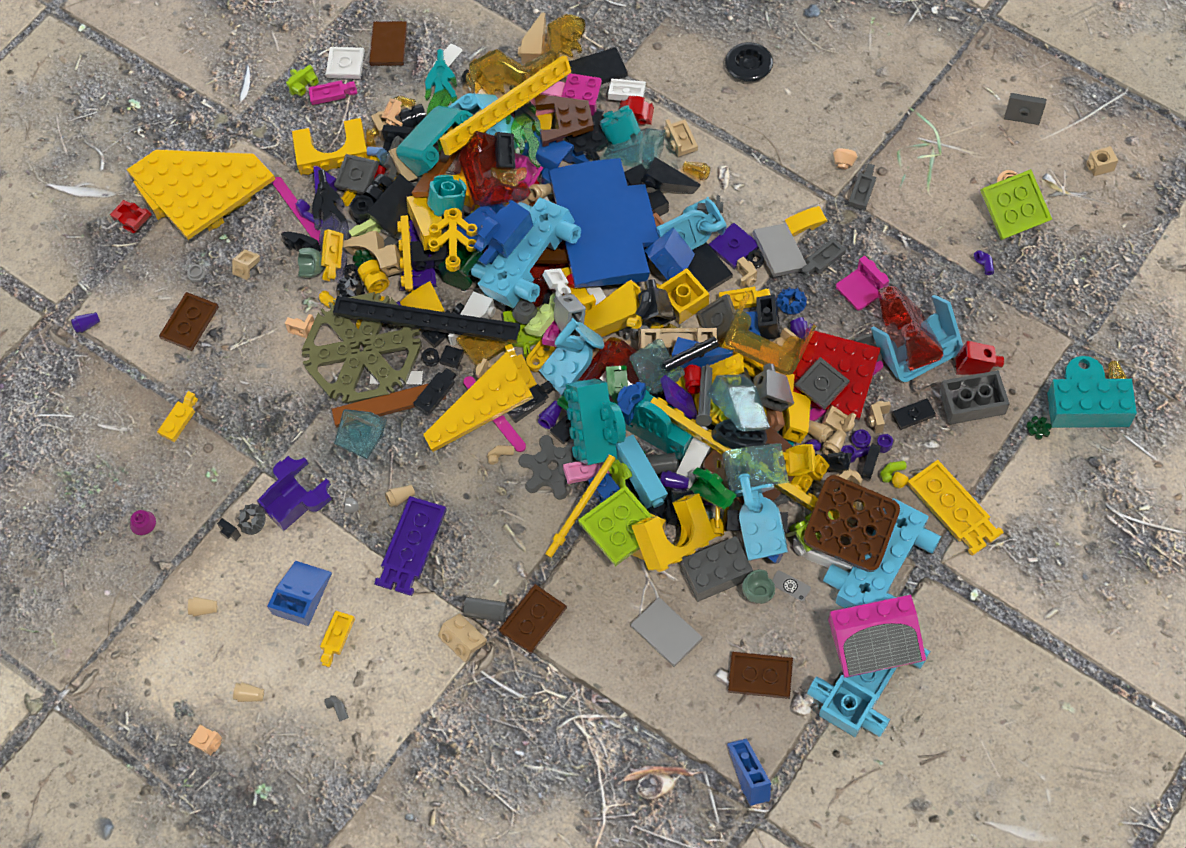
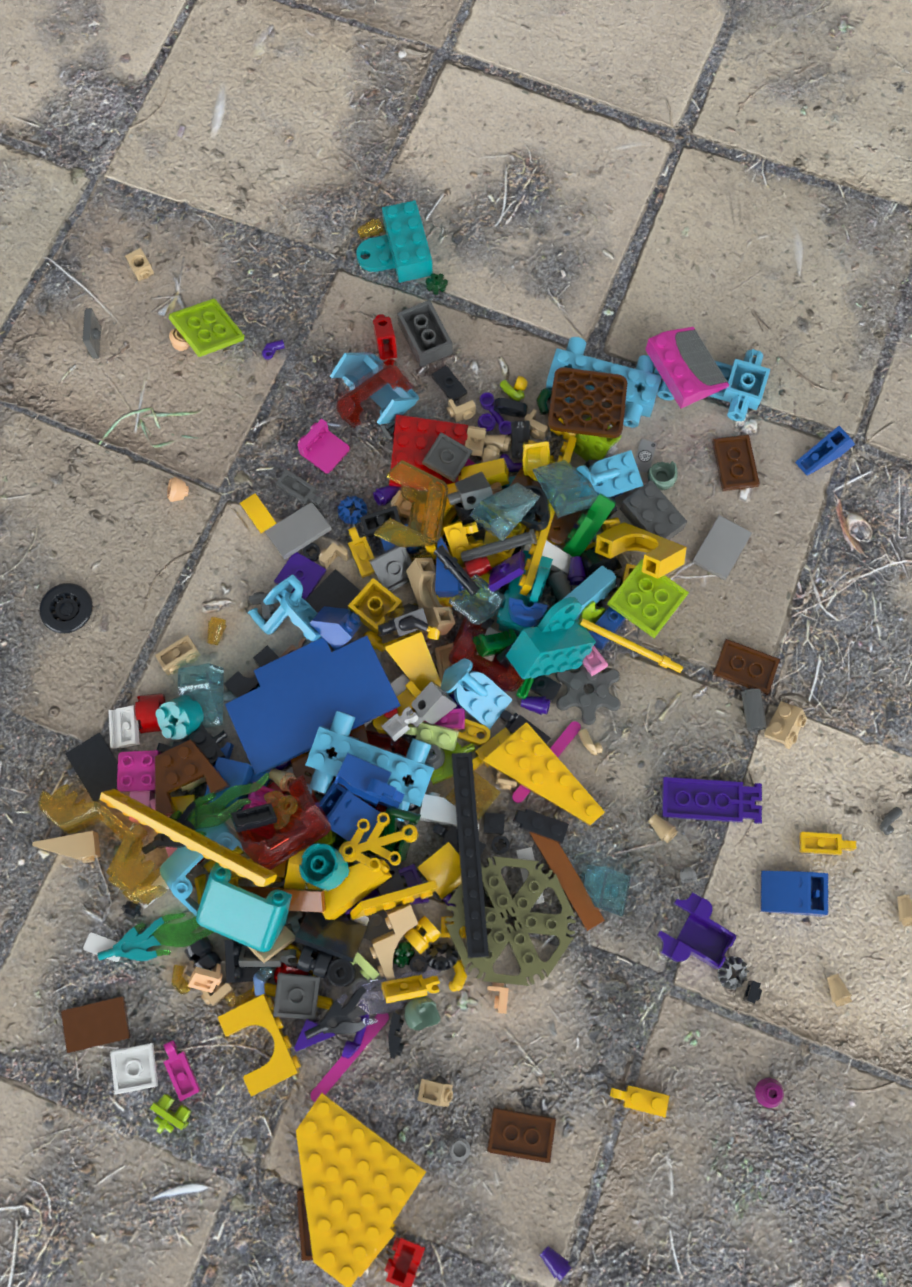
camera: 110 degrees left, 10 degrees up
(666, 178) = (238, 658): black slope -> none
(863, 188) = (209, 467): dark grey plate -> none
(954, 507) = (534, 336): yellow hinge -> none

